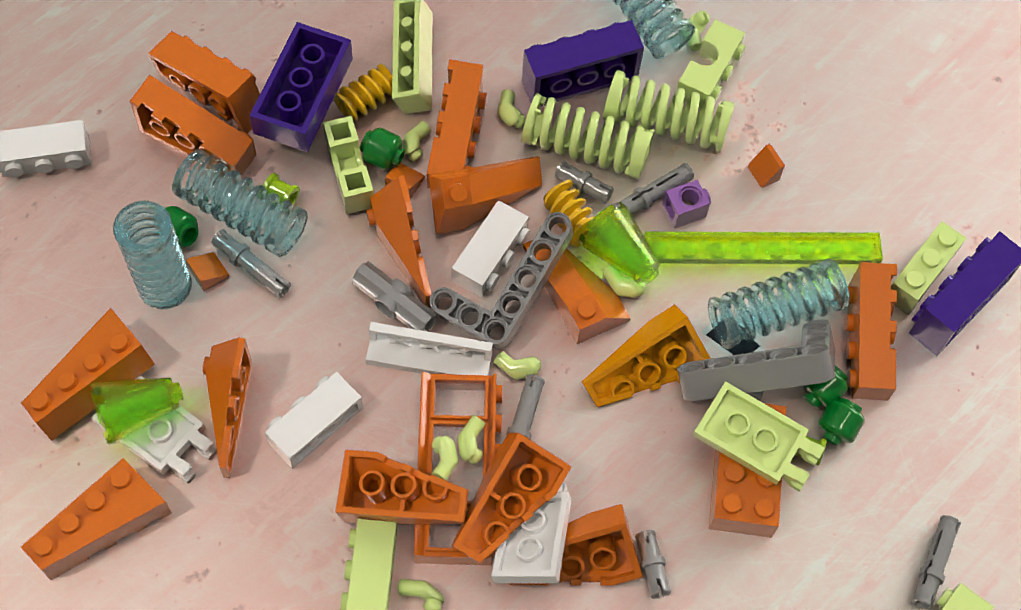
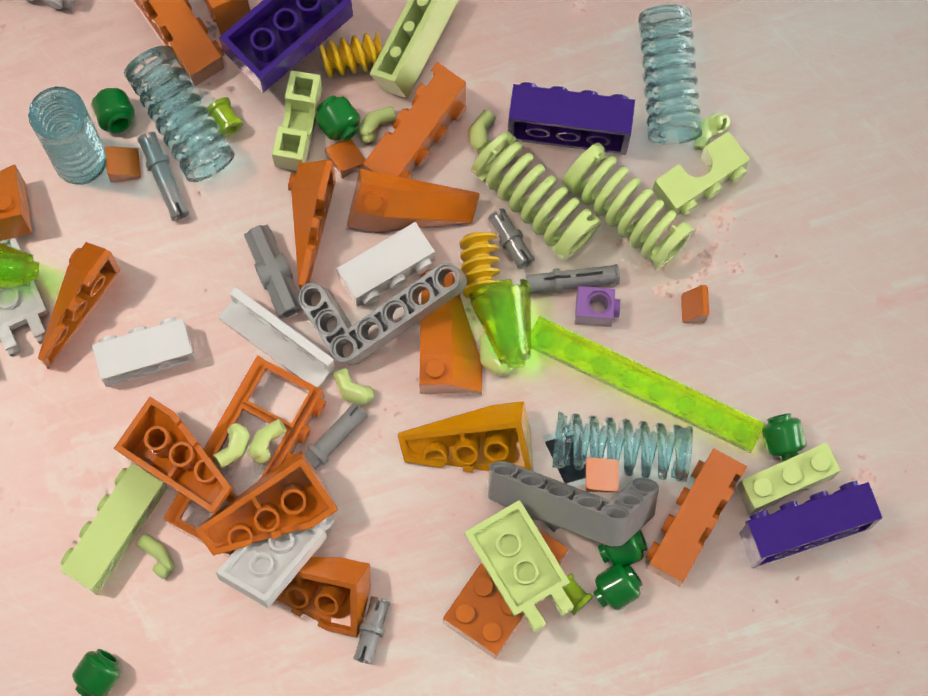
camera: 30 degrees right, 10 degrees up
(780, 329) = (602, 475): none -> orange slope
(901, 236) = (784, 436): none -> green head

